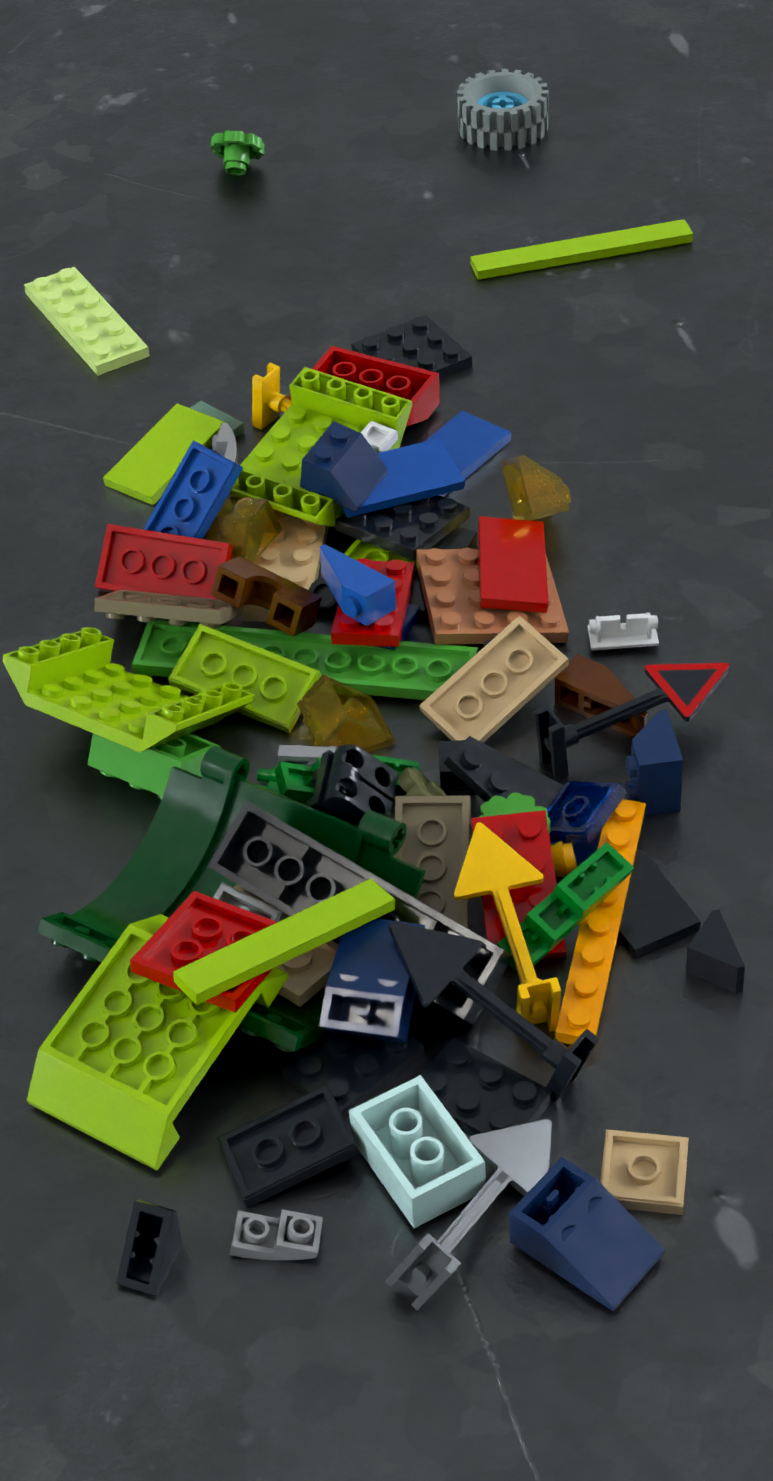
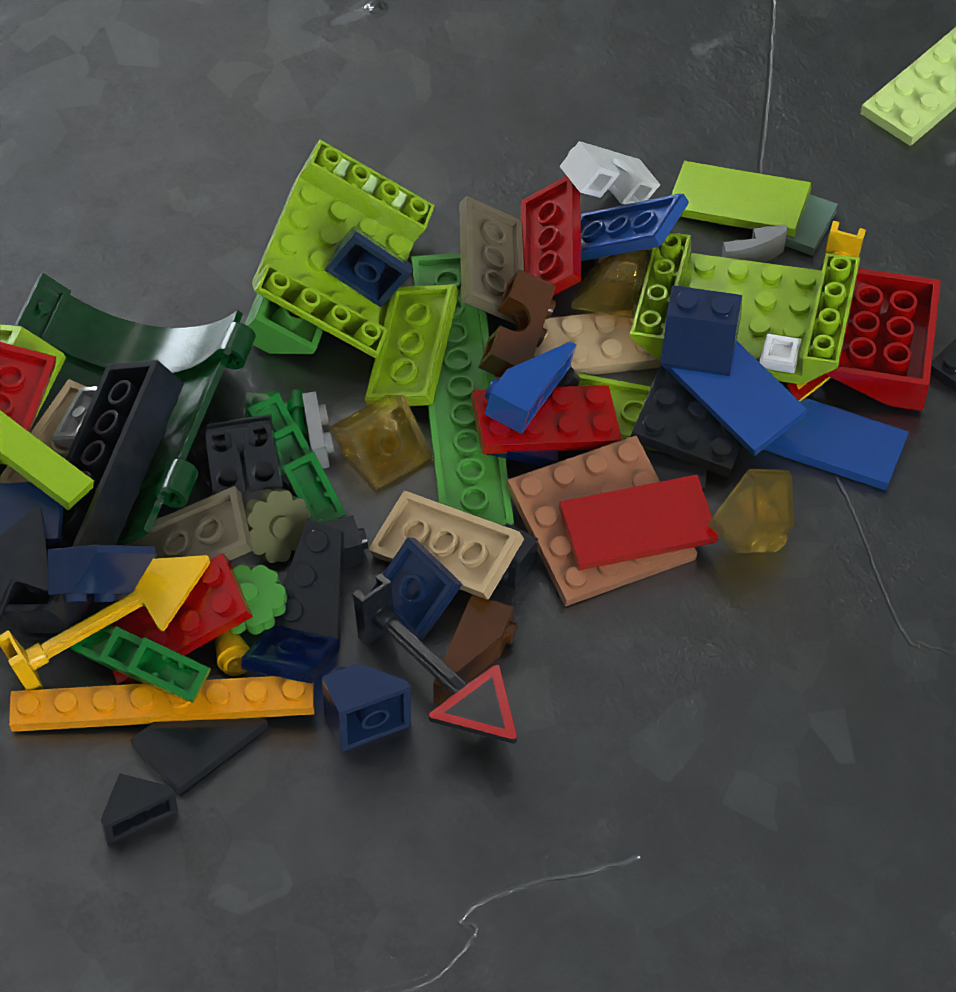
camera: 70 degrees right, 10 degrees up
(115, 506) = (599, 169): none -> white arch
(157, 666) = (368, 266): none -> dark blue slope
(477, 894) = (96, 571): none -> dark blue slope
(516, 712) = (419, 587): none -> dark blue plate
(609, 633) = (583, 650): white hinge -> none

